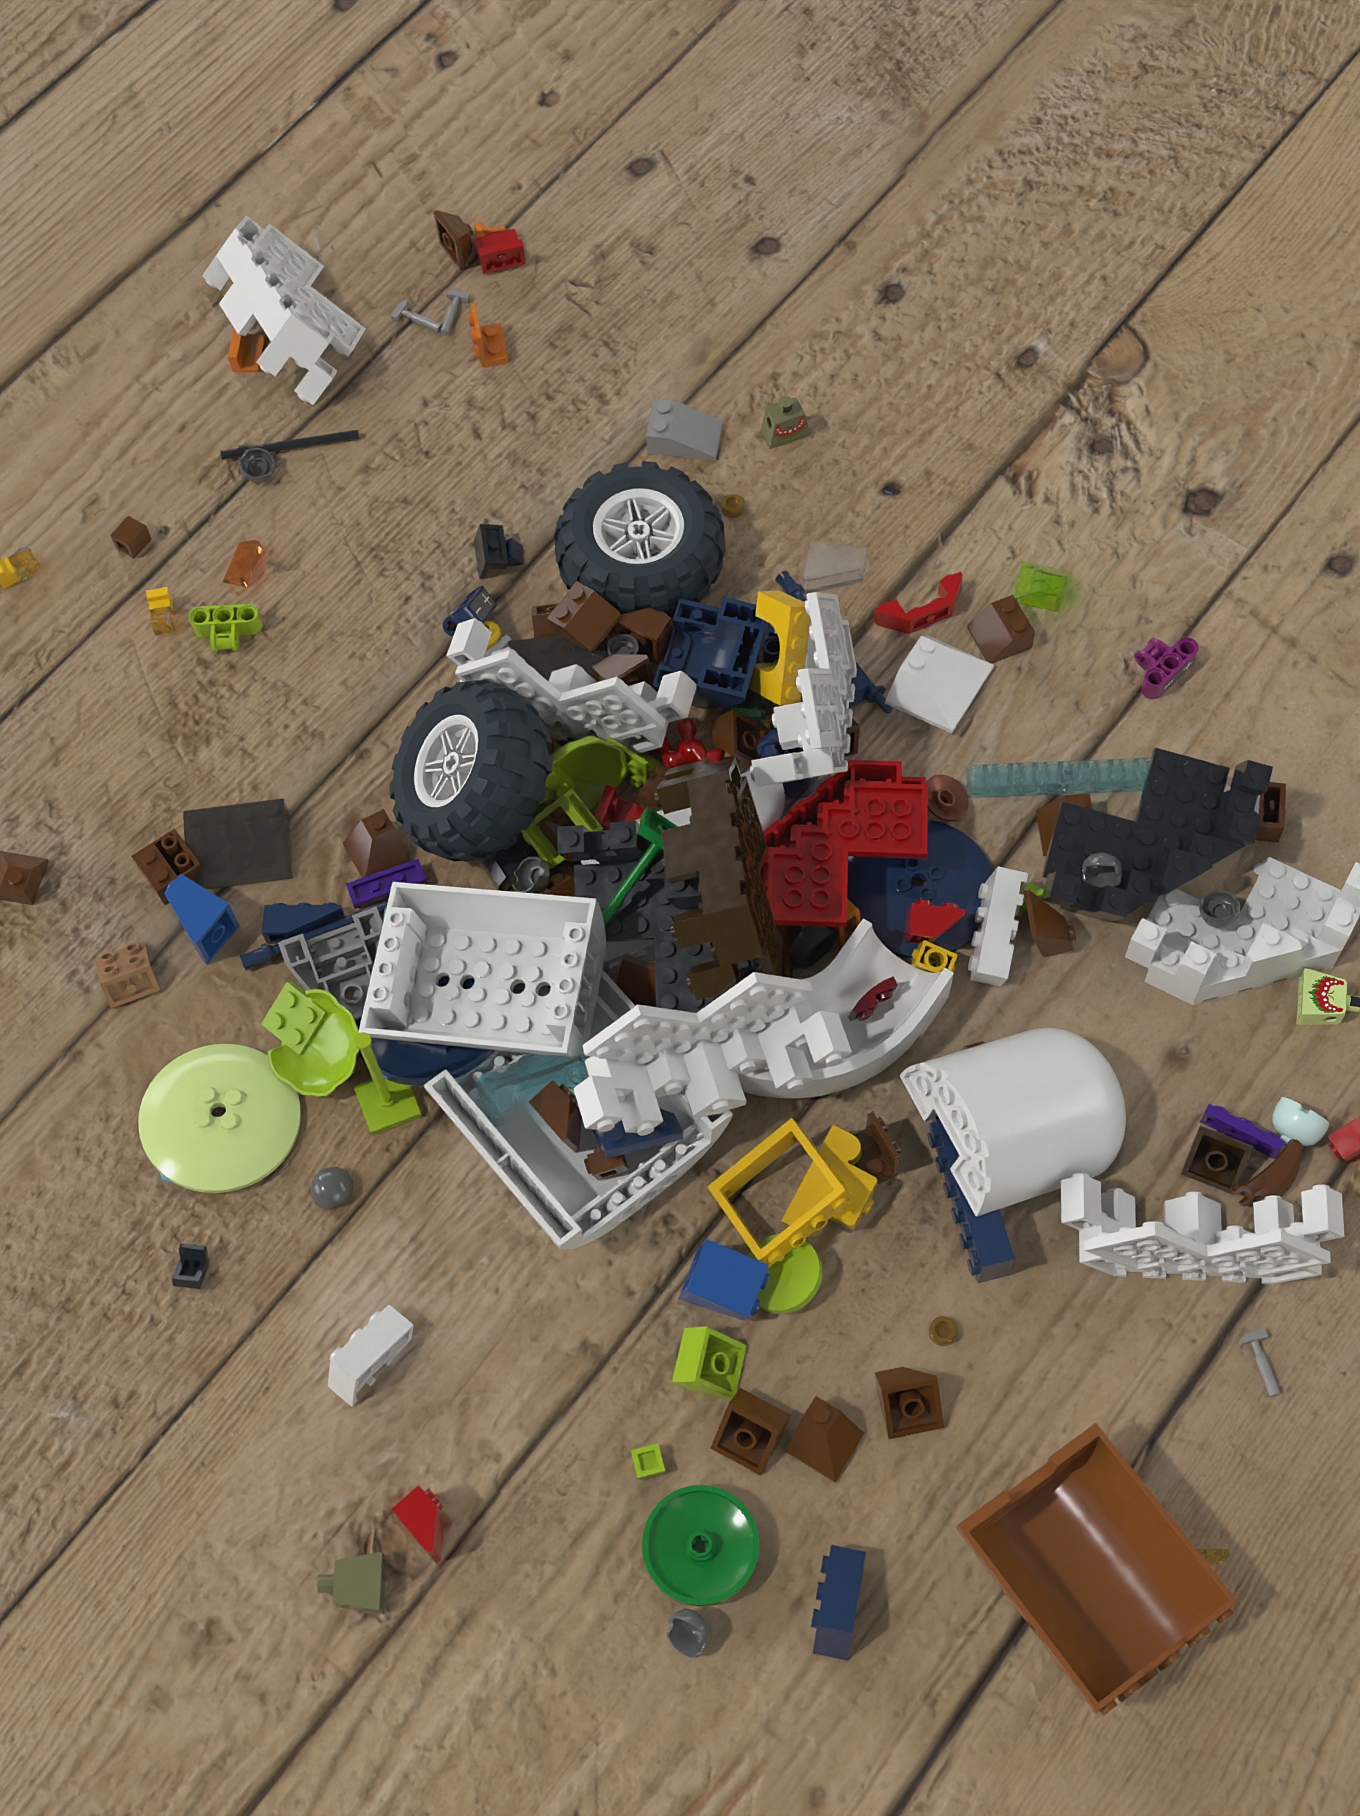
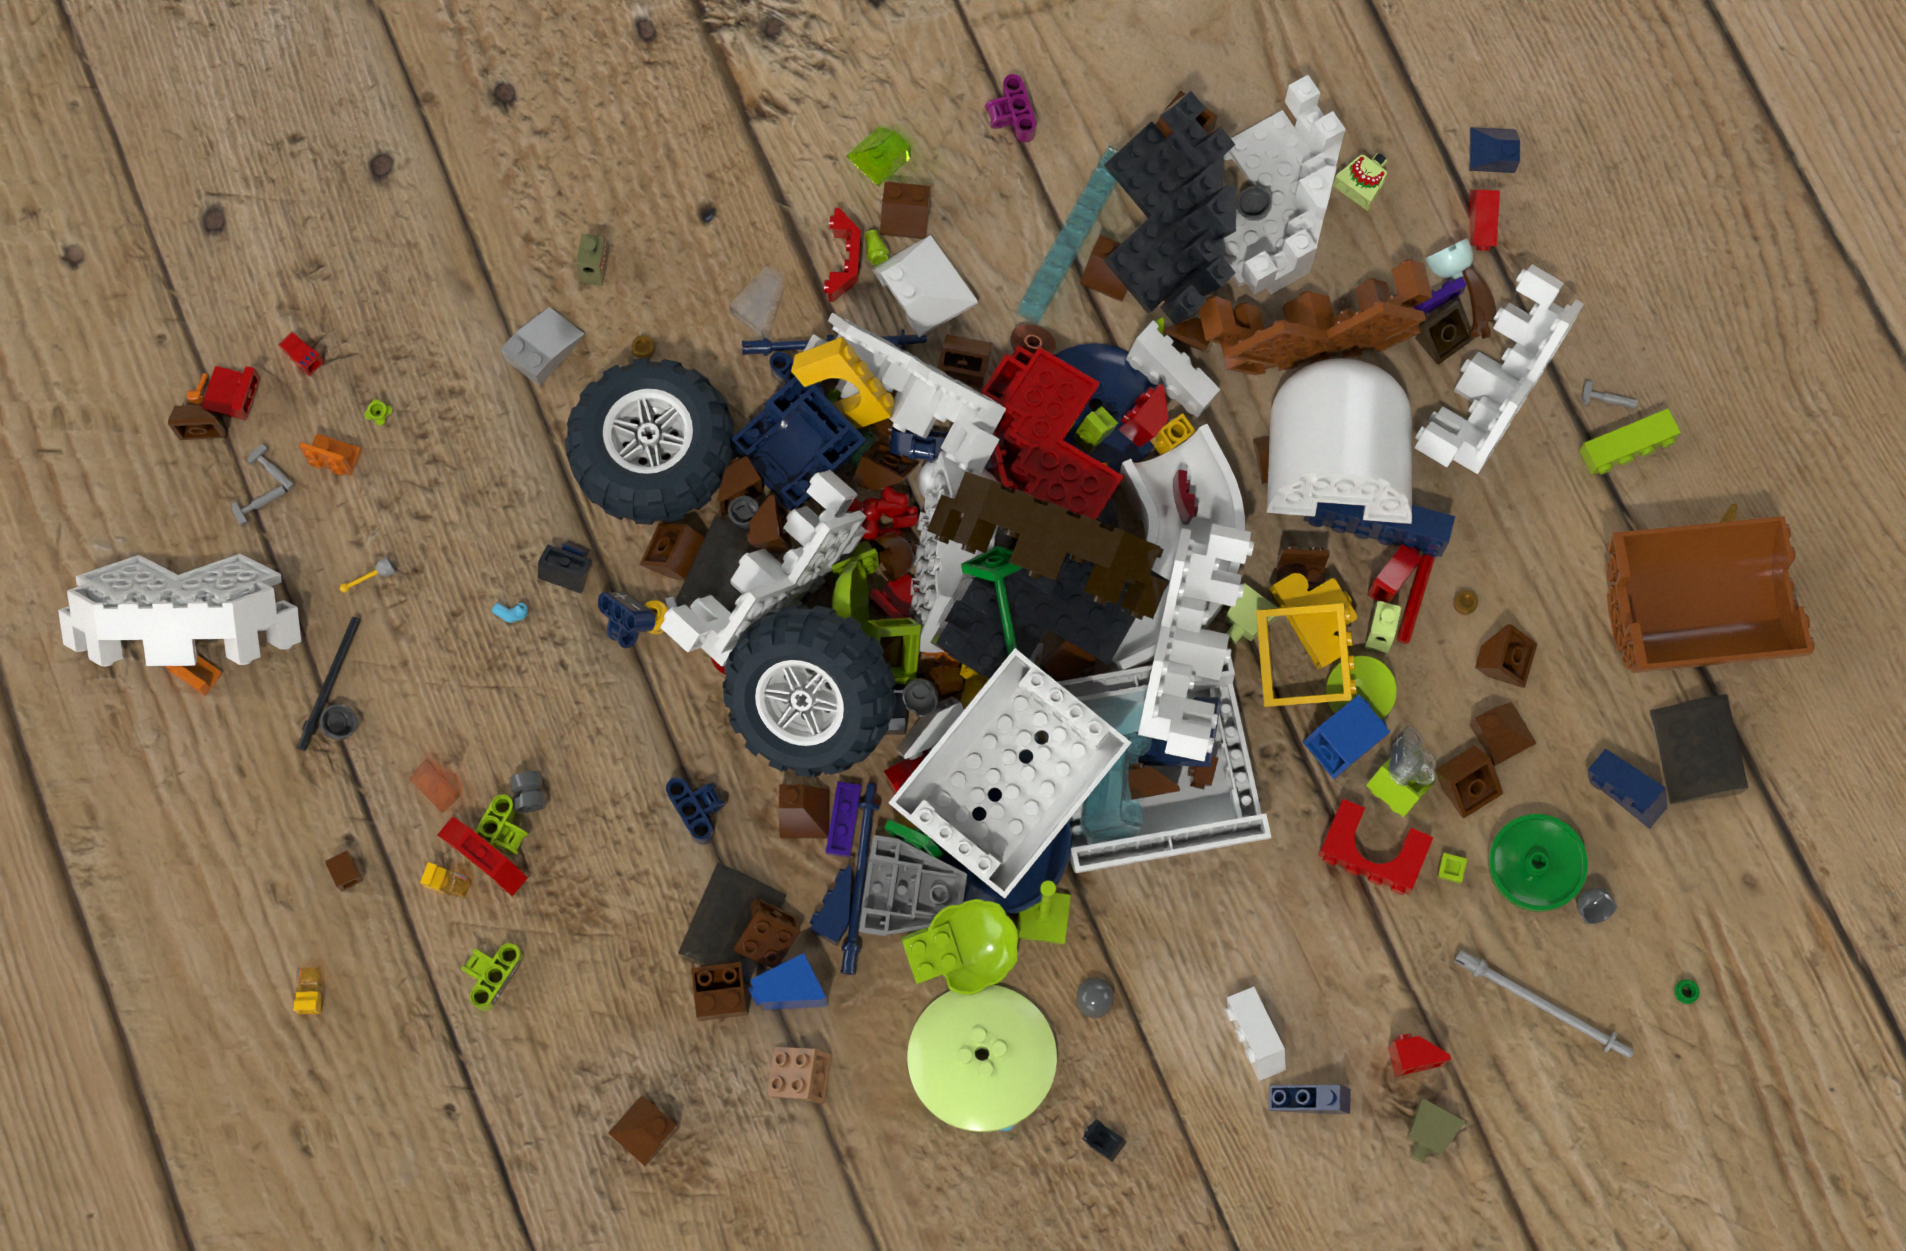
camera: 65 degrees left, 10 degrees up
(95, 679) = (482, 967): none -> lime beam
(190, 625) = (483, 855): none -> red slope
(243, 874) = (768, 934): none -> reddish brown bracket
(272, 628) = (528, 793): none -> dark grey wheel
(330, 1445) = (1310, 1099): none -> slope
(337, 767) = (702, 803): none -> dark blue beam
(413, 427) = (384, 568): none -> hinge
(426, 536) = (511, 615): none -> medium azure arm
(547, 353) = (377, 405): none -> lime plate
(556, 1546) = (1480, 969): none -> light grey bar
(562, 275) = (301, 354): none -> red leg
(583, 617) = (705, 524): reddish brown slope -> none
(613, 1410) = (1341, 849): none -> red arch
(641, 1781) = (1691, 986): none -> green plate
(733, 1355) = (1409, 759): none -> clear beam
(805, 1114) = (1243, 616): none -> yellowish green torso
(862, 1257) = (1382, 624): none -> yellowish green torso
(888, 885) = (1095, 429): none -> lime brick
(889, 743) = (965, 359): none -> reddish brown slope
(914, 1279) = (1415, 599): none -> red axle
(924, 1242) = (1395, 574): none -> red slope
(928, 1659) = (1699, 750): none -> clear smoke slope
(947, 628) = (875, 248): none -> lime cone
(1102, 870) = (1179, 265): dark grey hair -> none
(1139, 1034) = (1312, 330): none -> dark orange brick
(1227, 1408) = (1629, 442): none -> lime brick

